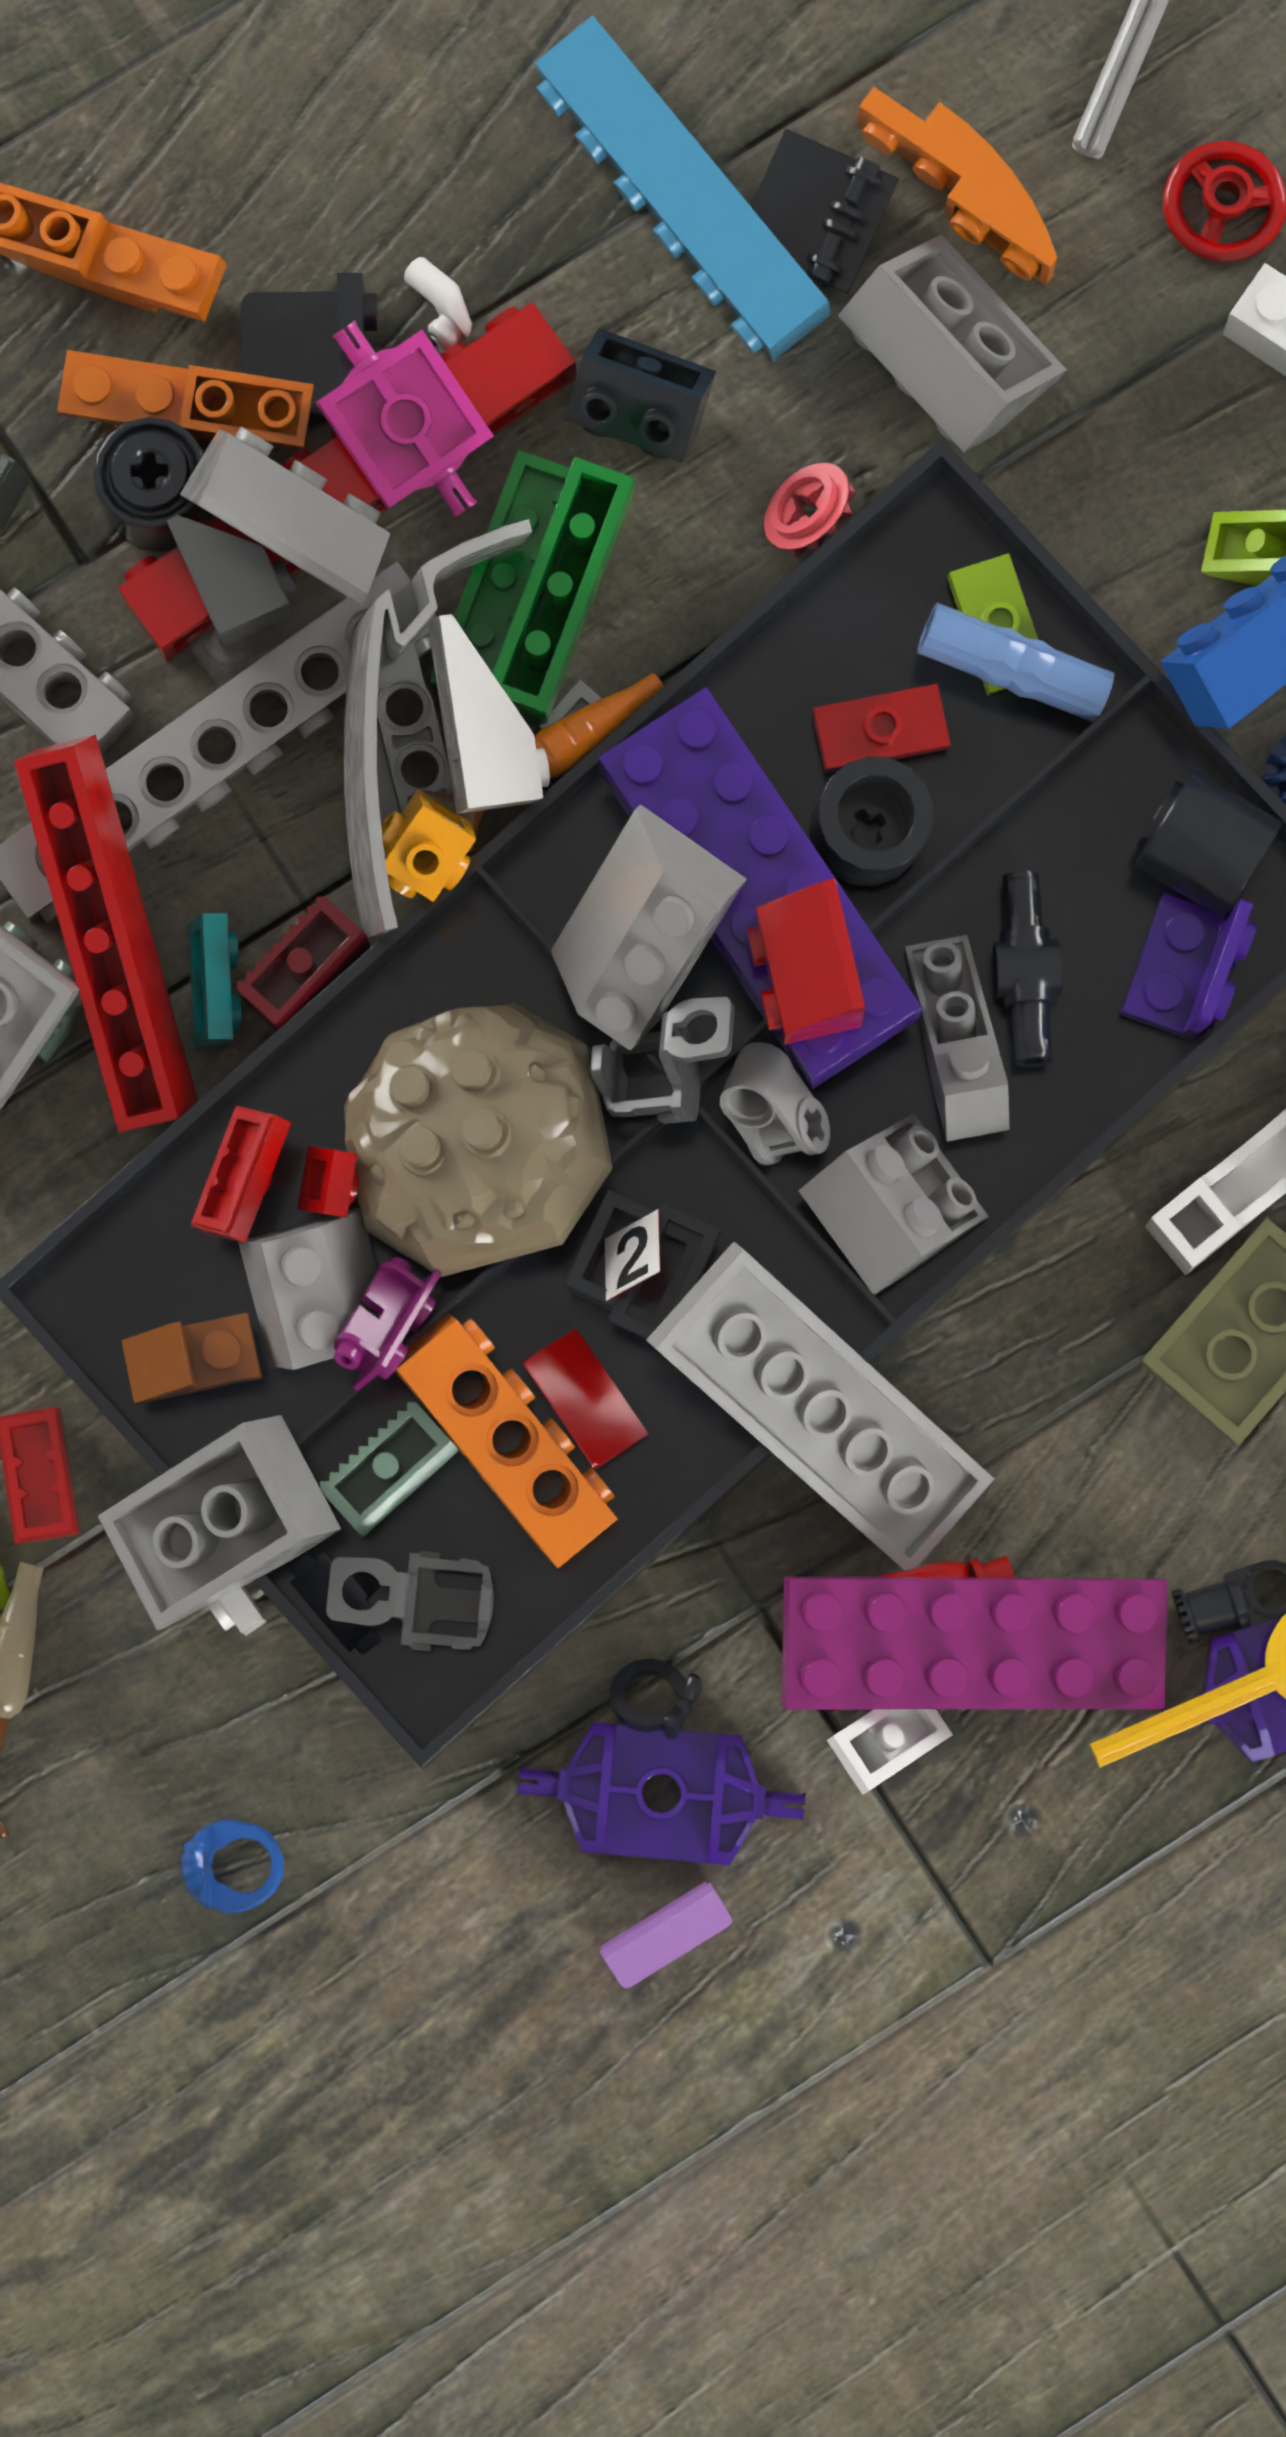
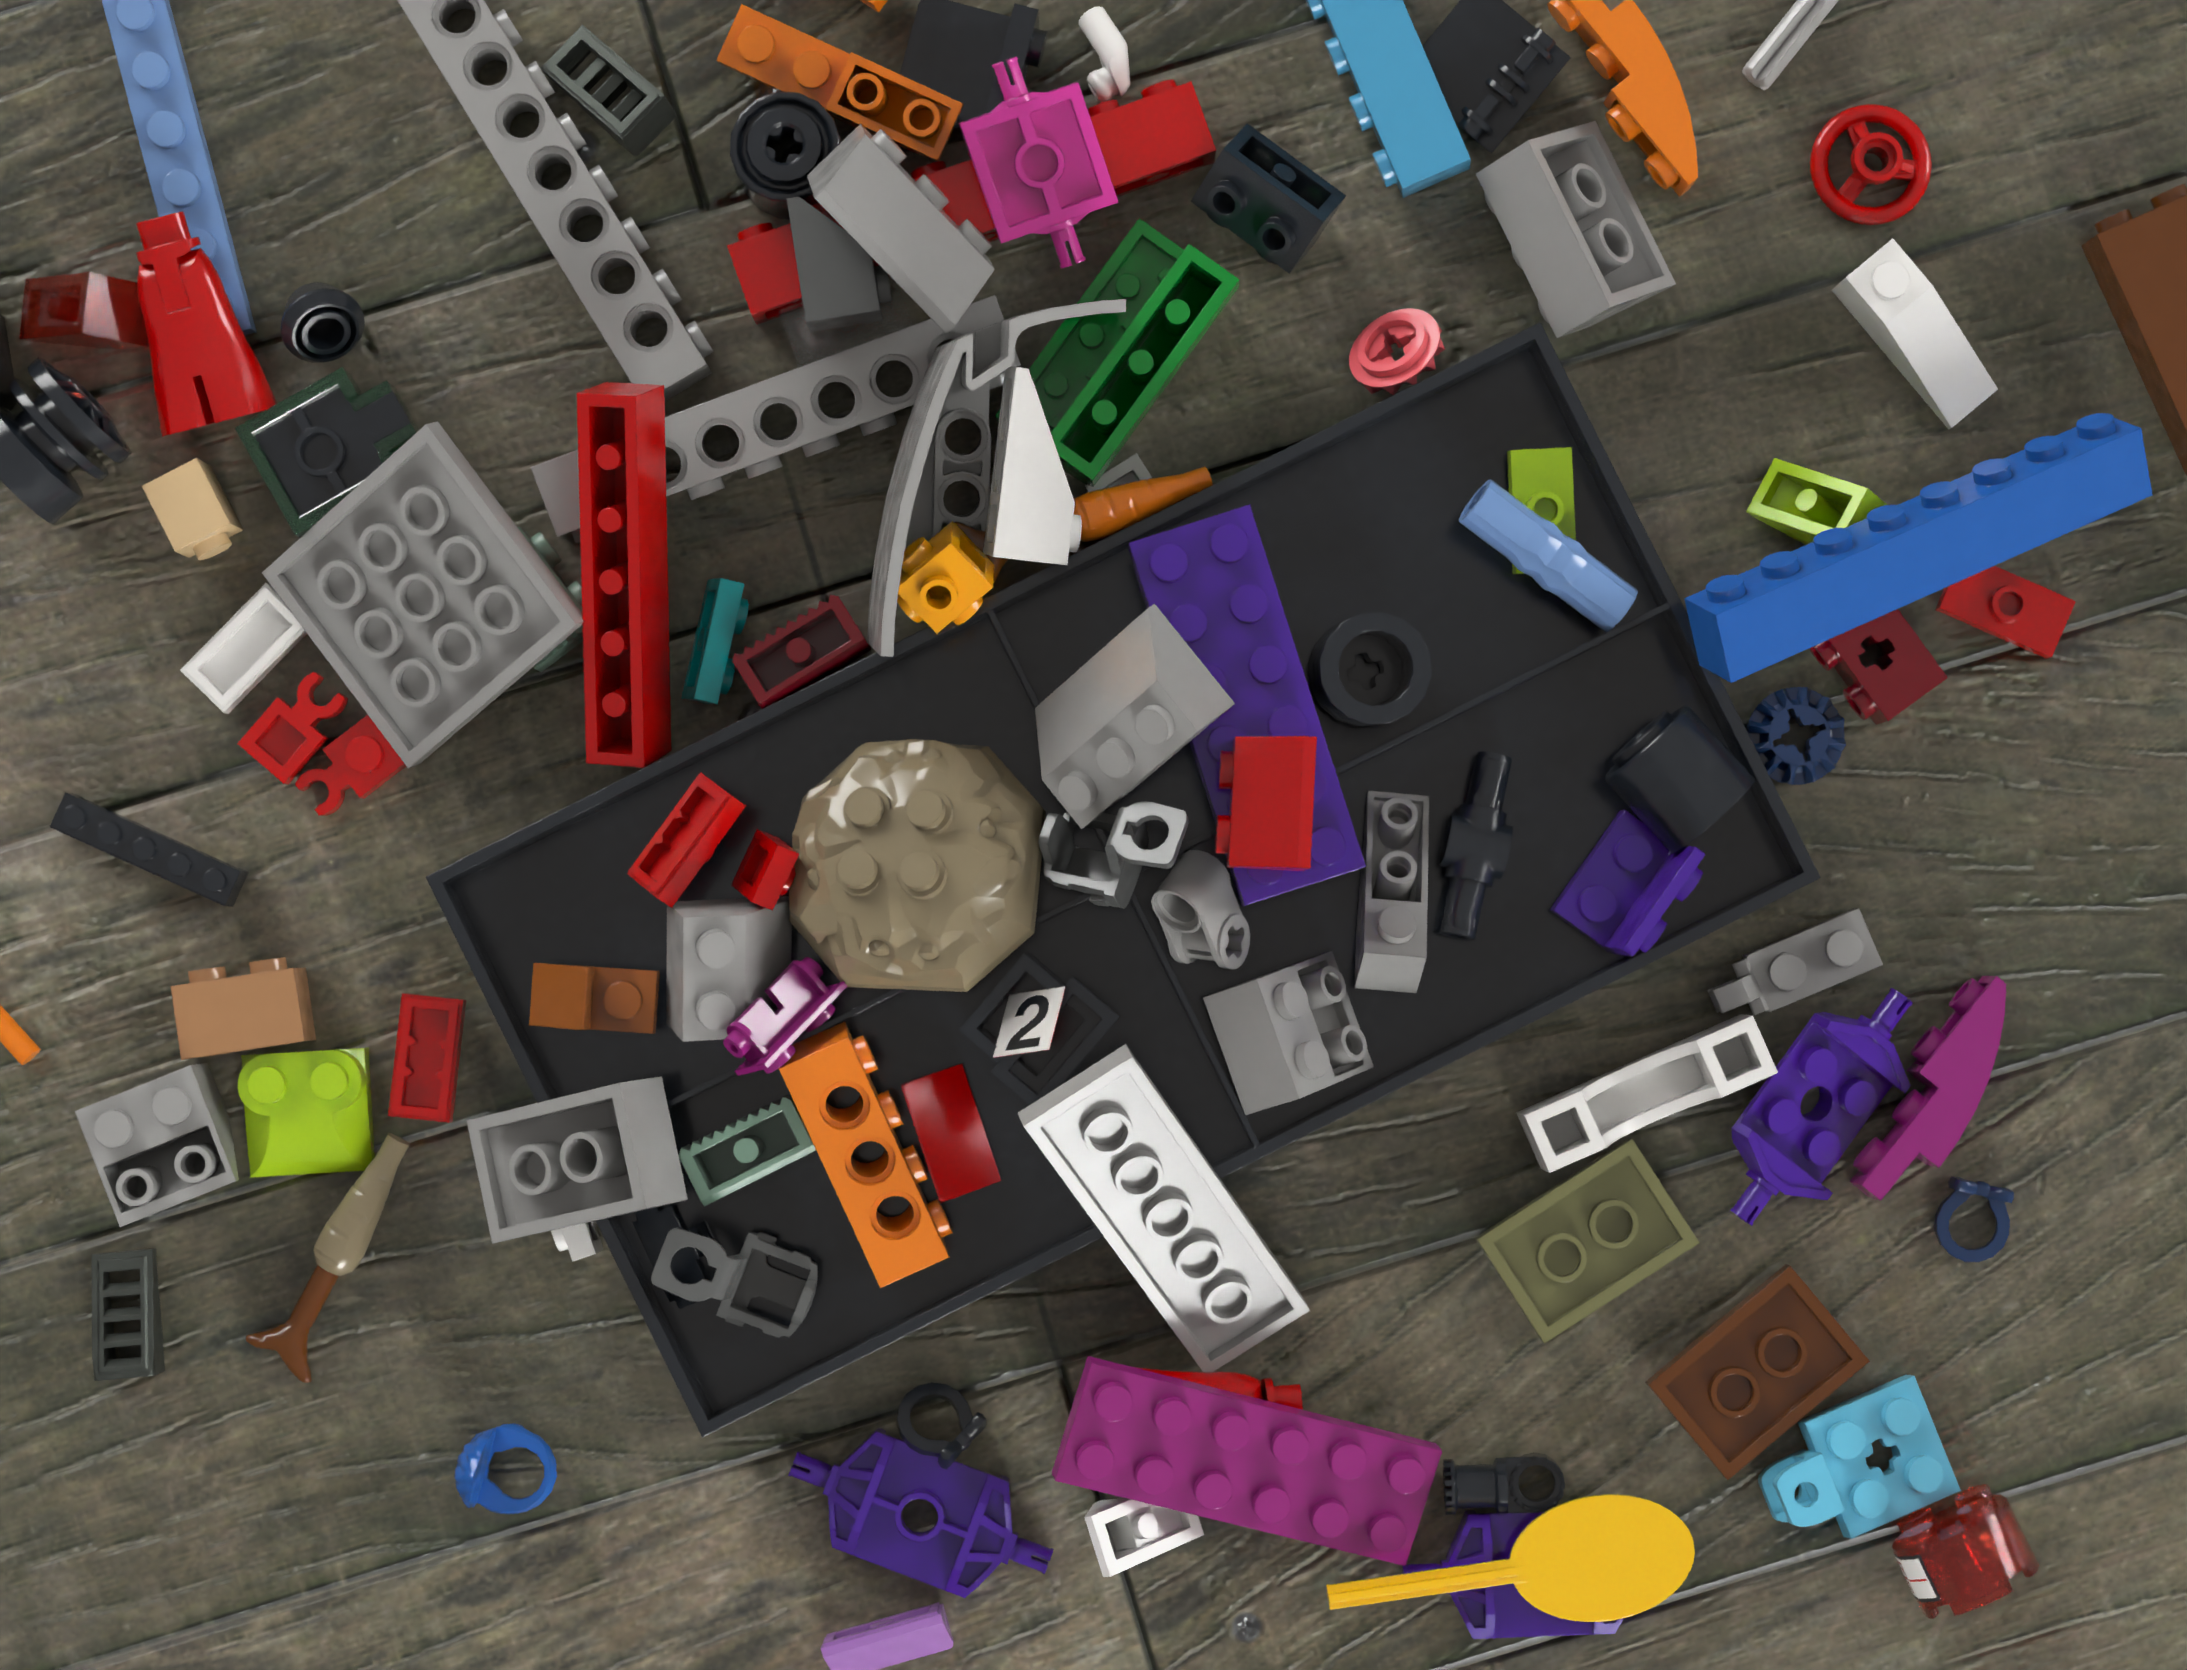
camera: 10 degrees right, 5 degrees up
(881, 726) = (1404, 579): red plate -> none

